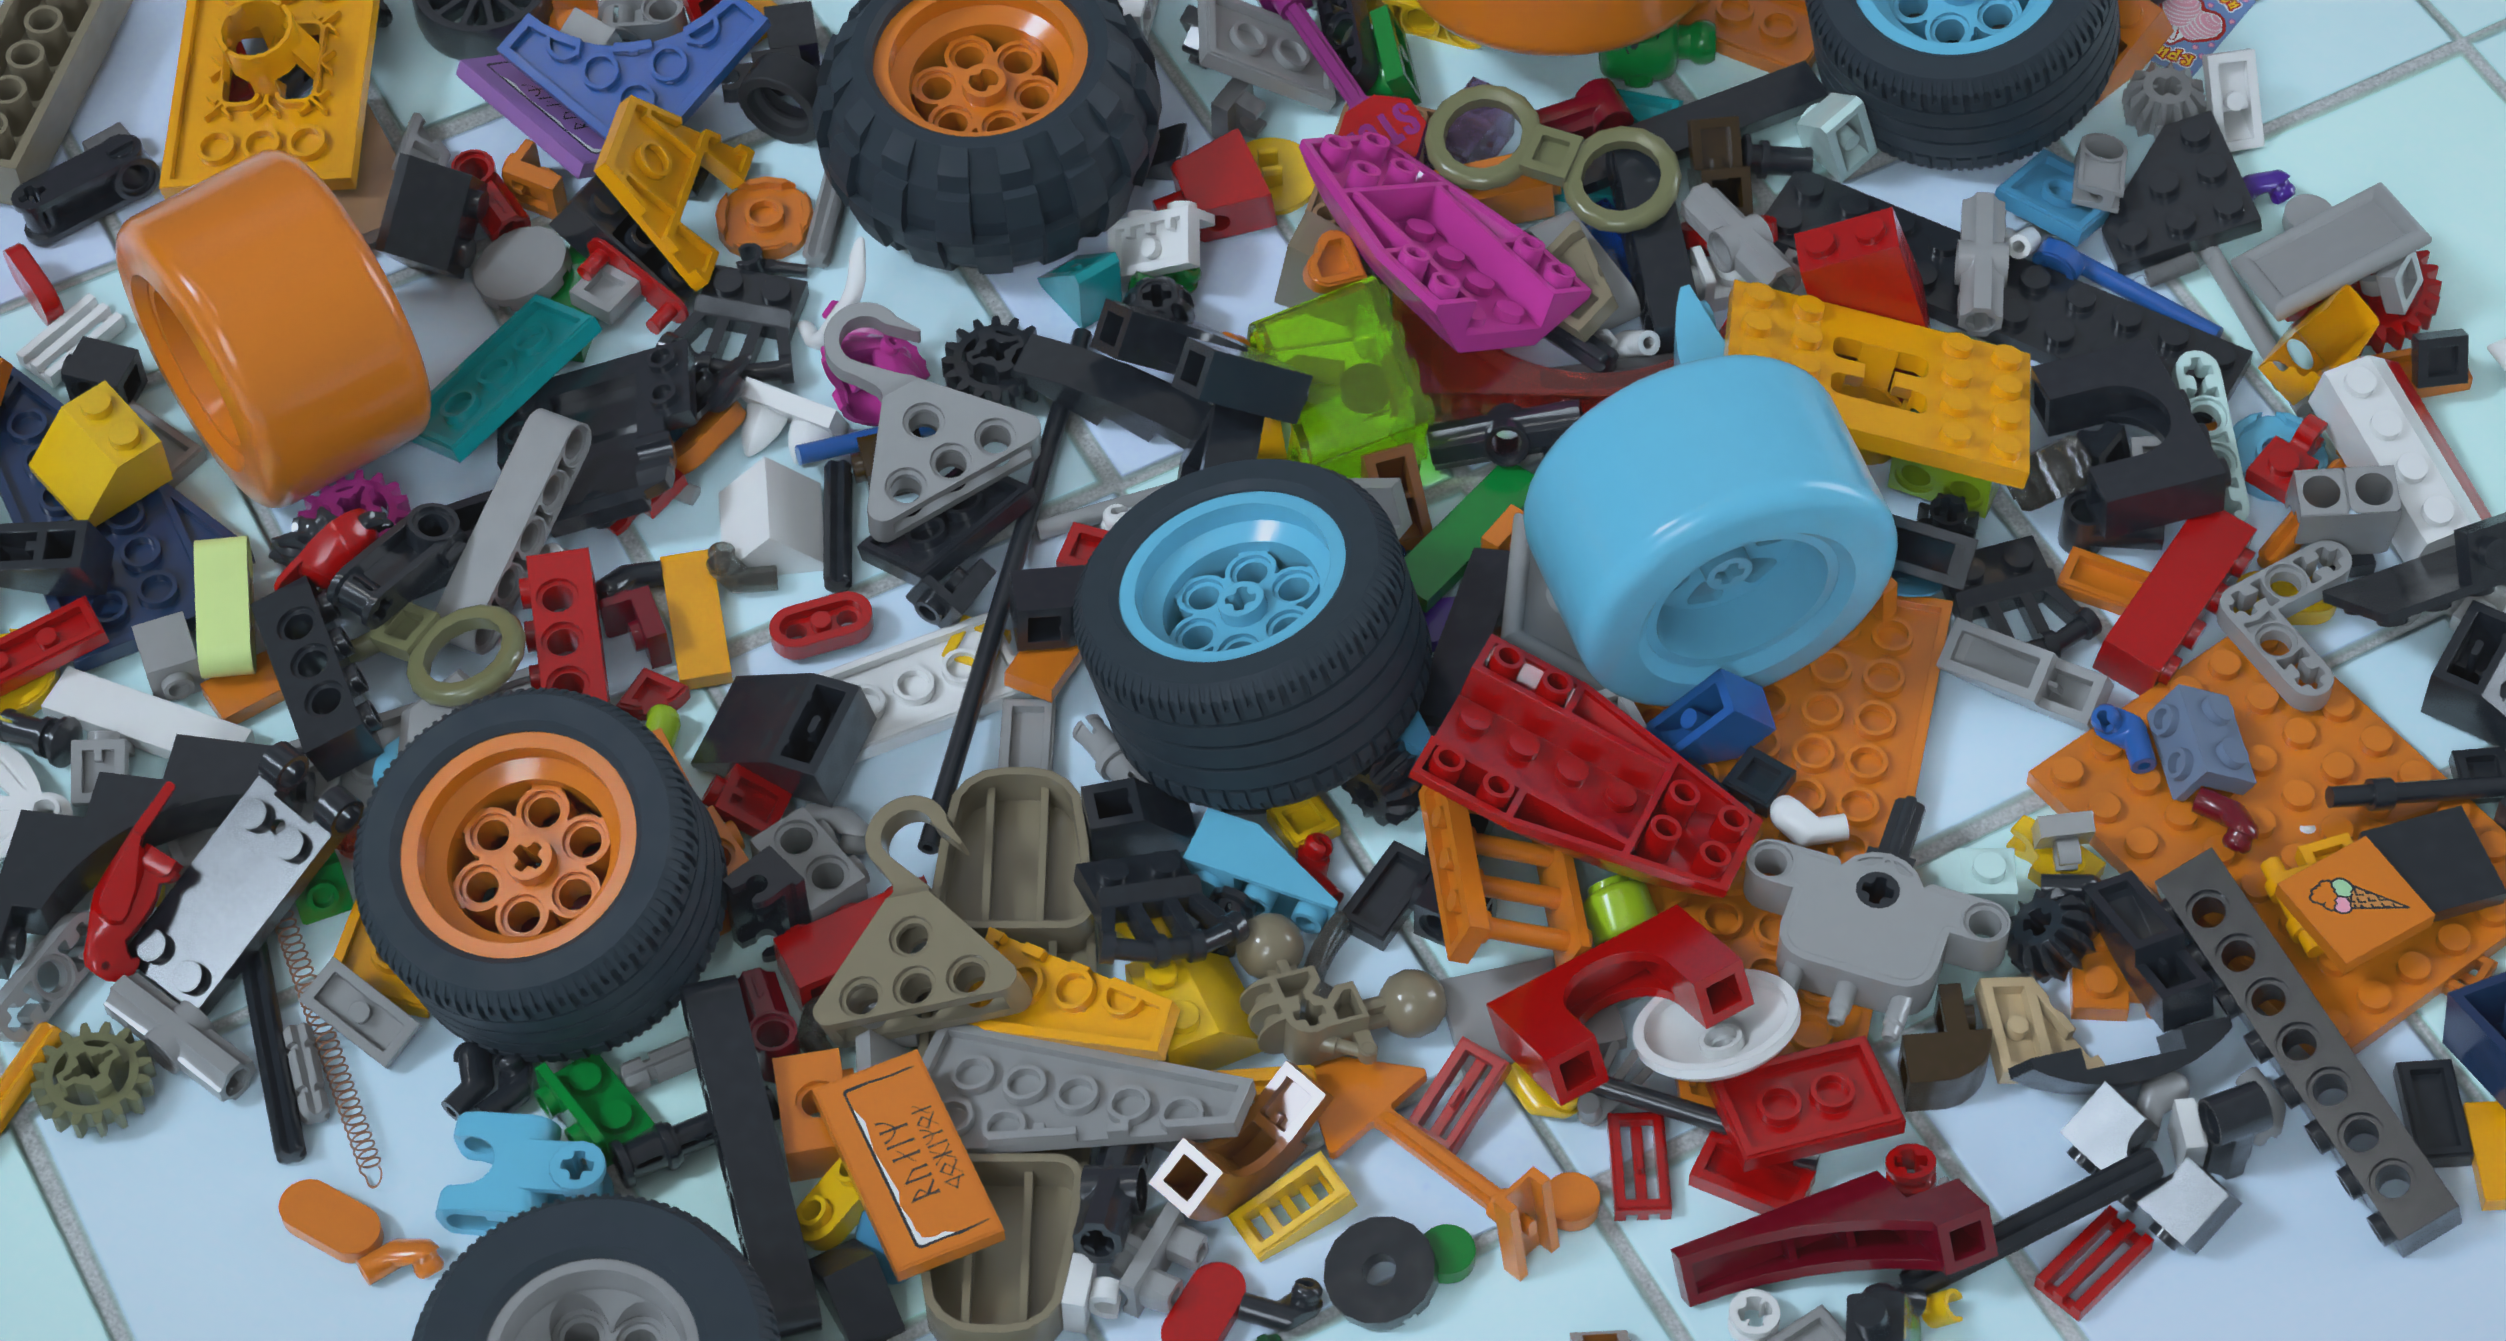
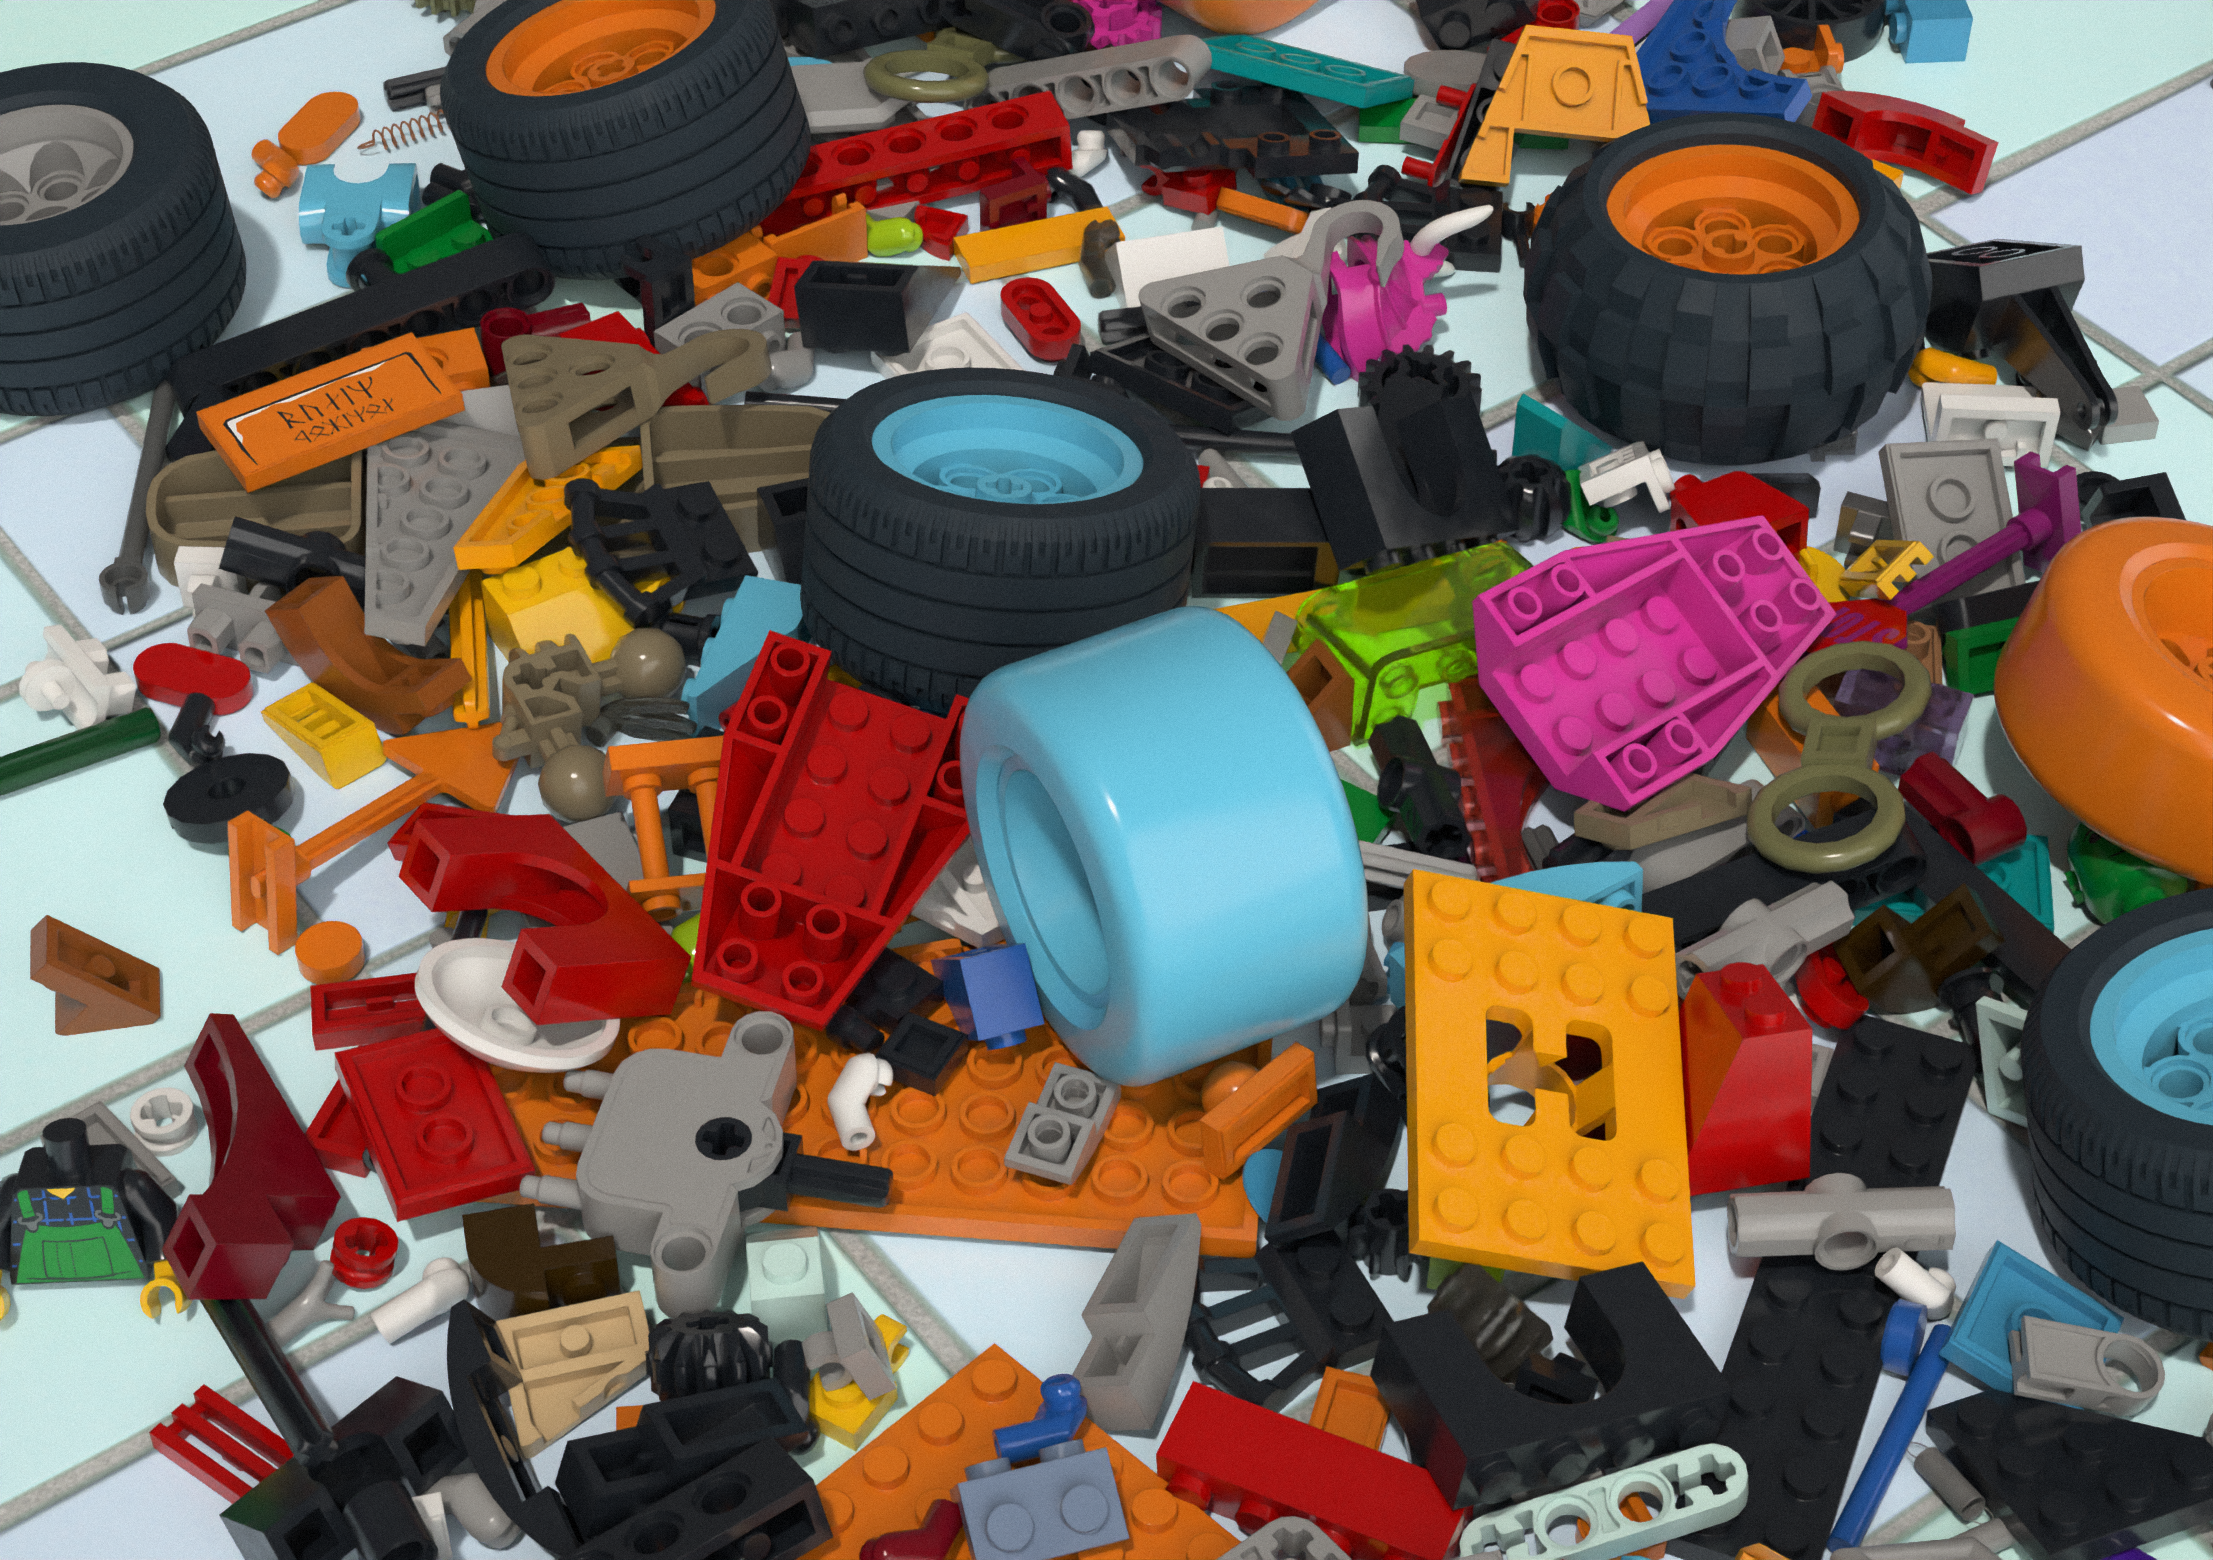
camera: 80 degrees right, 10 degrees down
(1348, 81) = (1872, 576): none -> yellow tile
(1856, 702) = (1064, 1125): none -> light grey slope
(1960, 1125) = (440, 1289): none -> white arm

